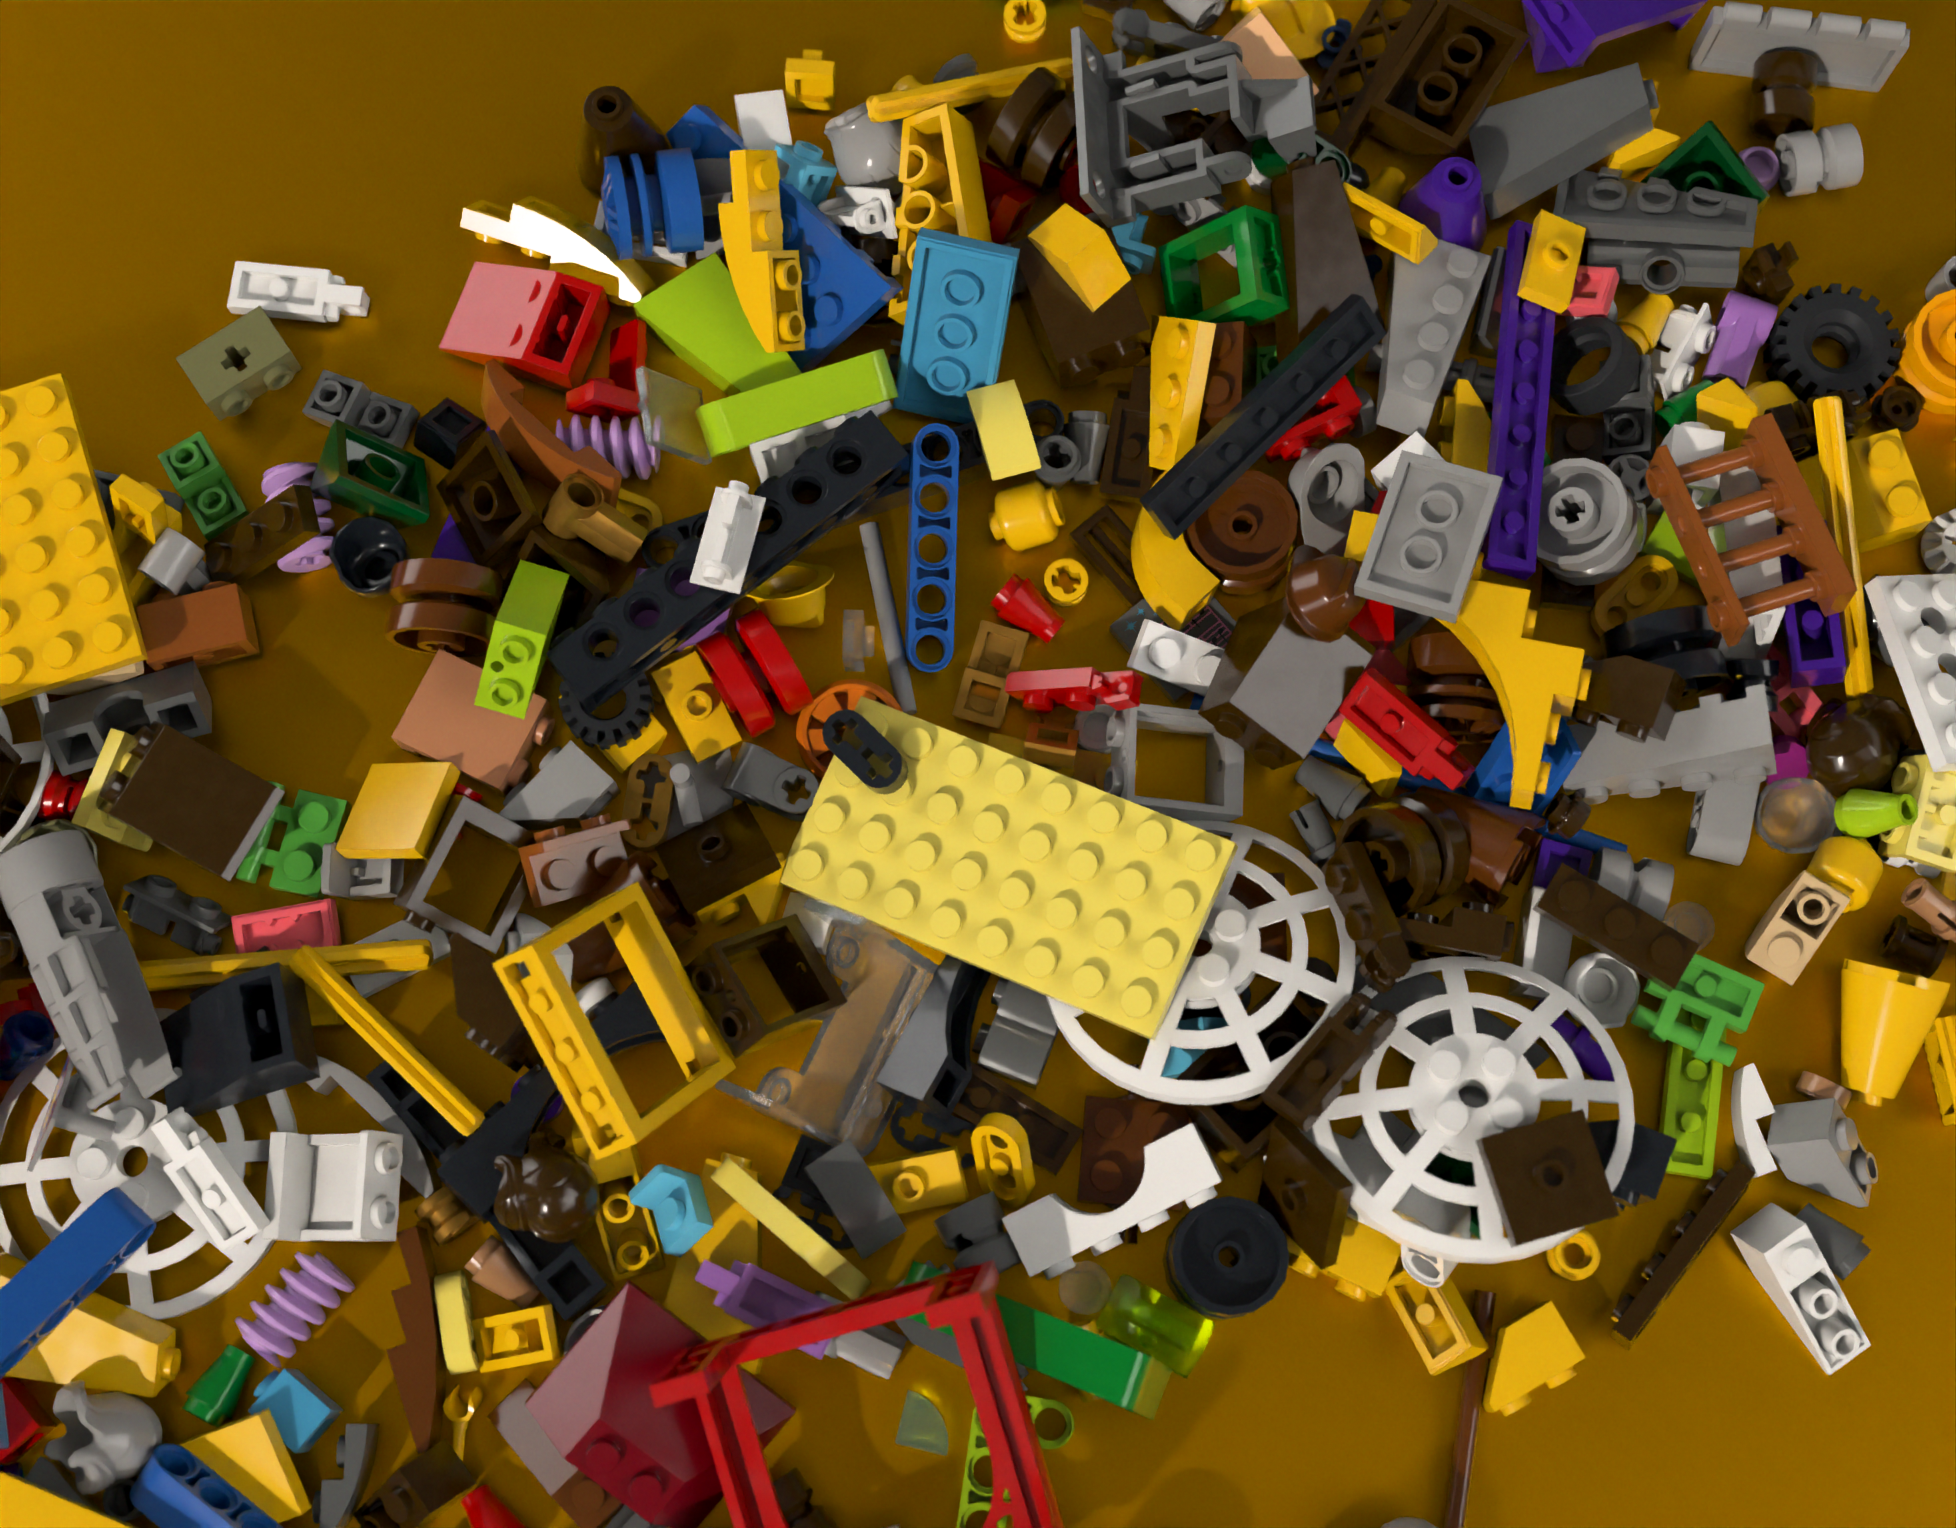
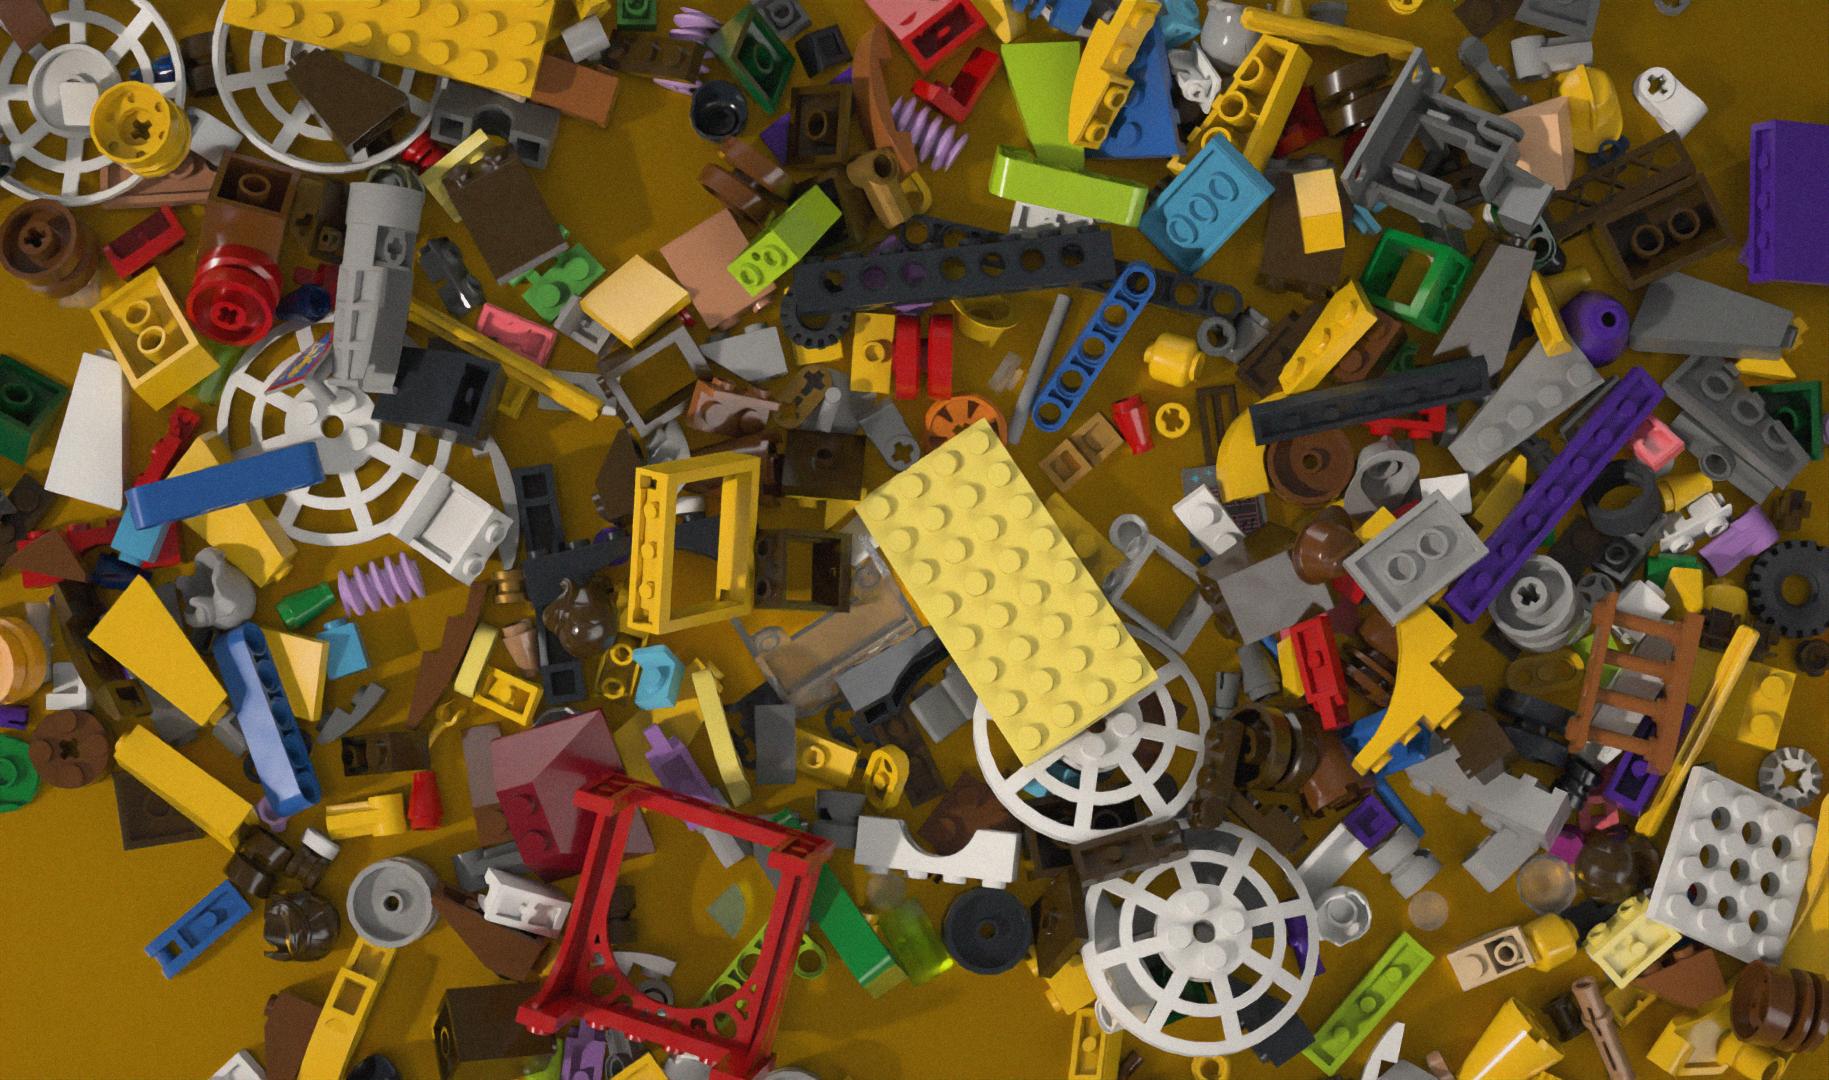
camera: 30 degrees right, 10 degrees up
(208, 1181) = (373, 473): white hinge -> none
(386, 1040) = (539, 455): yellow axle -> none
(671, 416) = (978, 140): clear piece -> none
(728, 538) = (959, 263): white hinge -> none
(857, 759) = (952, 461): black beam -> none
(1003, 430) = (1193, 295): light yellow slope -> none
(1051, 742) = (1090, 526): pearl gold plate -> none
(1074, 689) = (1128, 503): red hinge -> none
(1547, 1178) = (1211, 1012): dark brown plate -> none
(1551, 262) = (1641, 412): yellow plate -> none
(1567, 815) = (1396, 789): dark brown plate -> none
(1616, 927) = (1374, 882): dark brown plate -> none
(1708, 991) = (1405, 956): bright green plate -> none
(1871, 812) = (1590, 916): lime cone -> none

